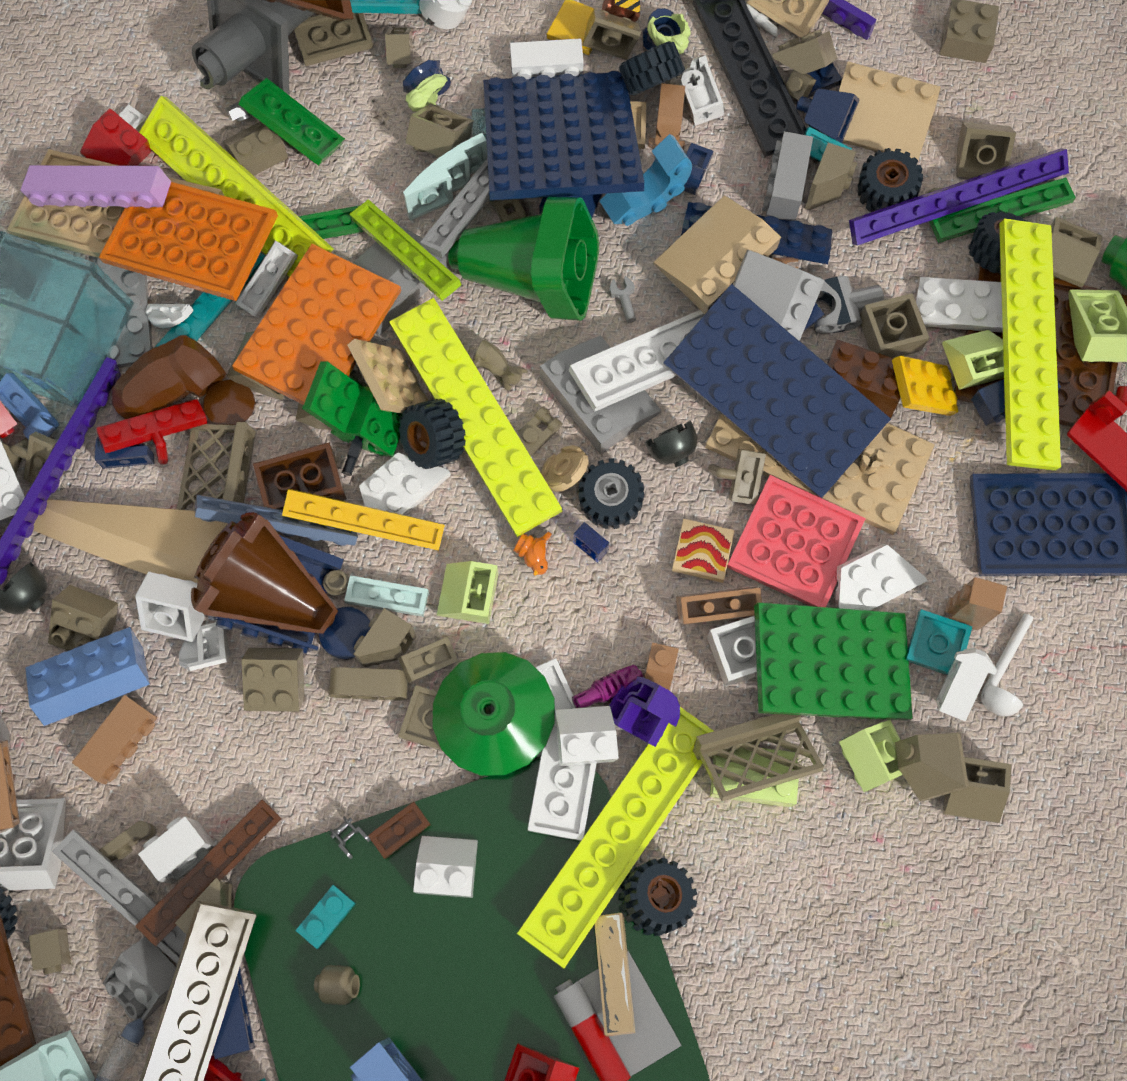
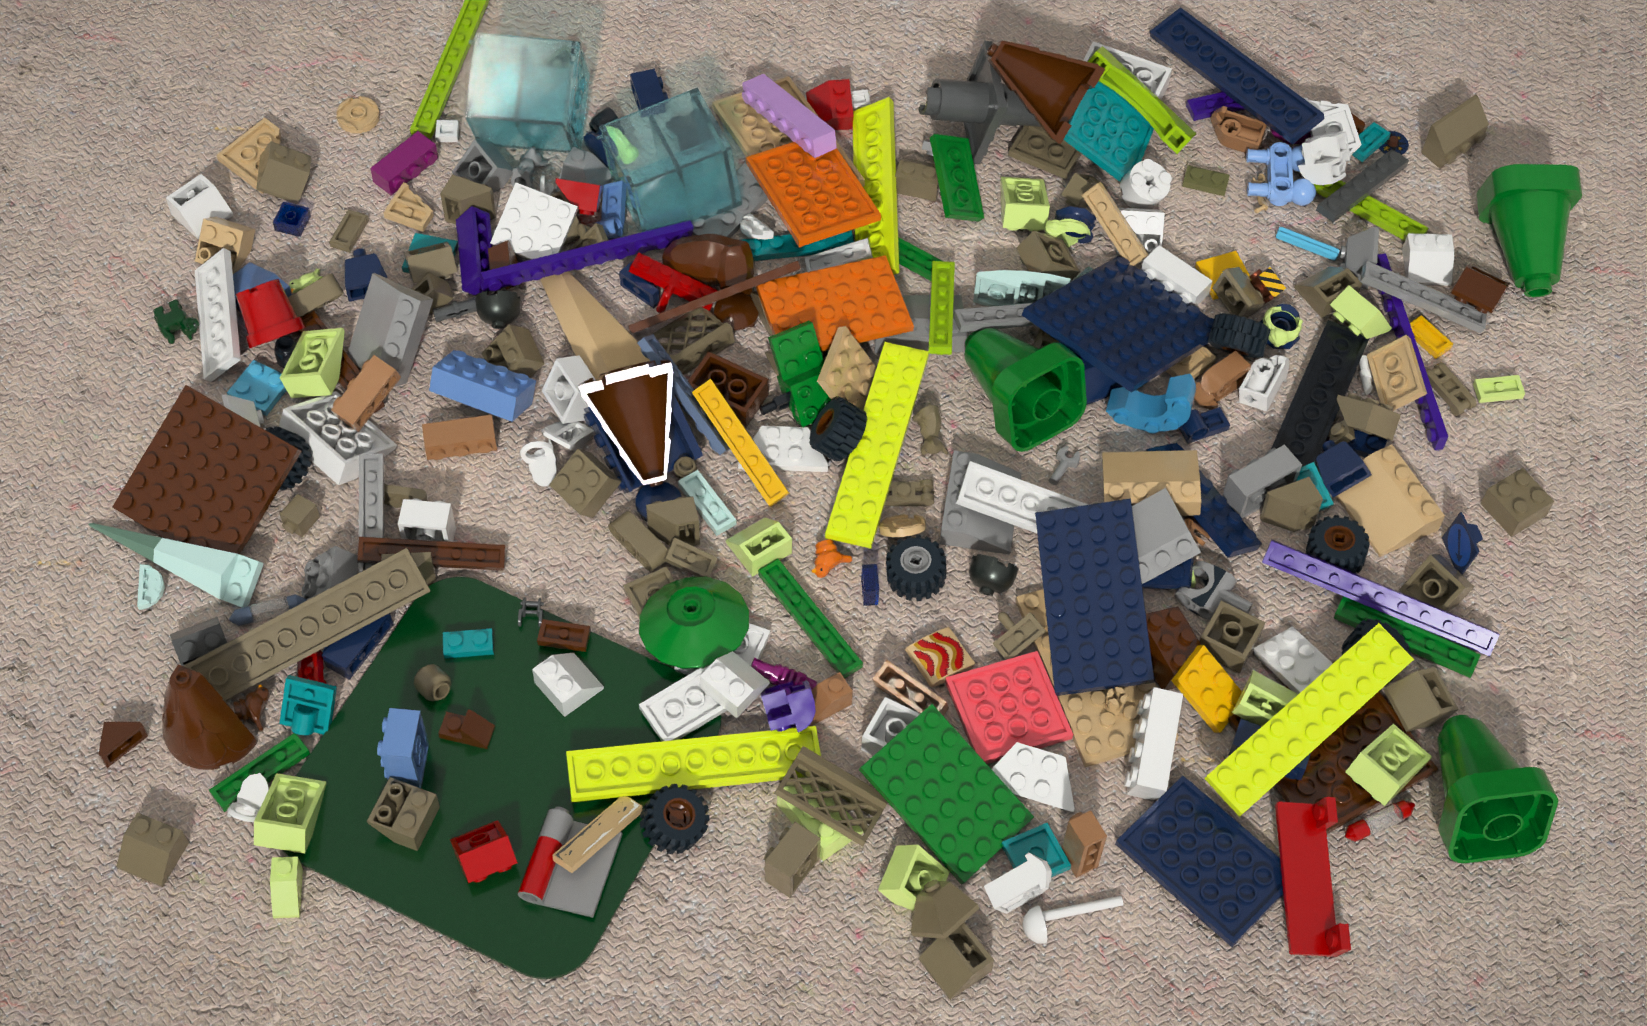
camera: 45 degrees right, 15 degrees down
(205, 409) = (716, 296): none -> reddish brown tile
(213, 695) = (541, 463): none -> white piece
(364, 97) = (1024, 203): none -> yellowish green slope
(408, 993) = (467, 729): none -> reddish brown slope
(459, 53) = (1114, 224): none -> tan tile
(478, 43) = (1146, 225): none -> white slope
(573, 616) = (810, 618): none -> green plate
(780, 836) = (791, 859): none -> dark tan brick
(940, 471) = (1154, 744): none -> white brick
(972, 98) = (1462, 542): none -> piece

